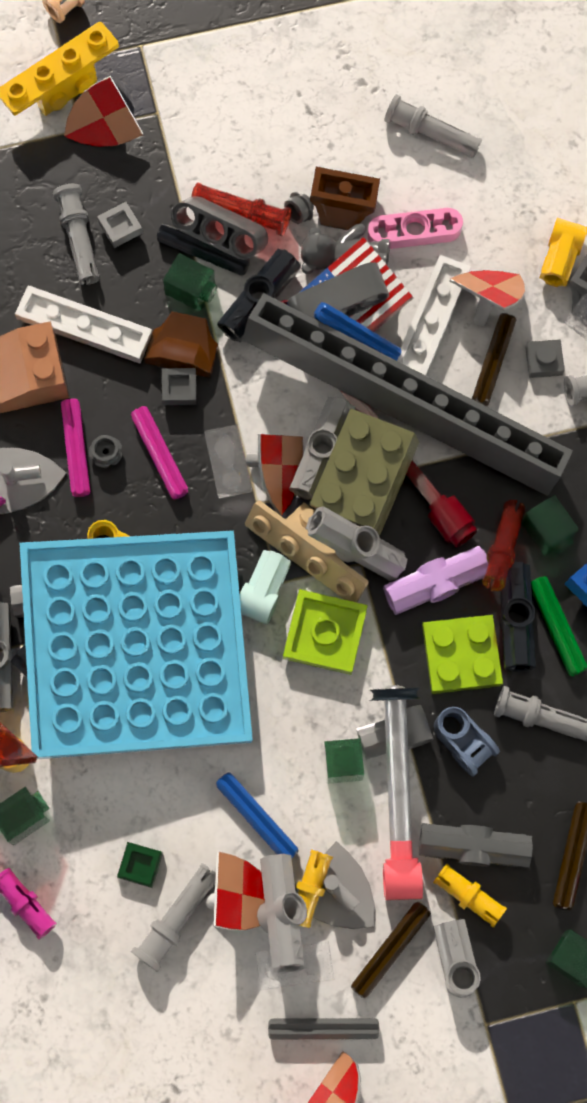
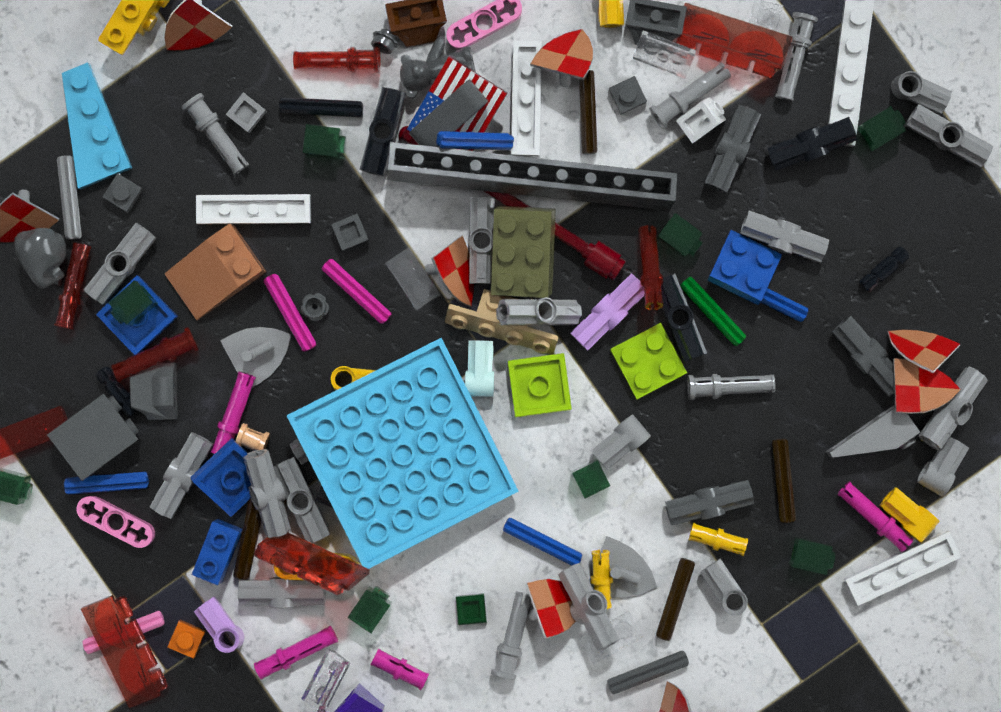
camera: 20 degrees left, 15 degrees up
(183, 343) = (339, 196): reddish brown slope -> none
(204, 227) = (340, 87): dark grey beam -> none
(402, 871) = (662, 540): piece -> none
(466, 741) = (675, 427): sand blue piece -> none

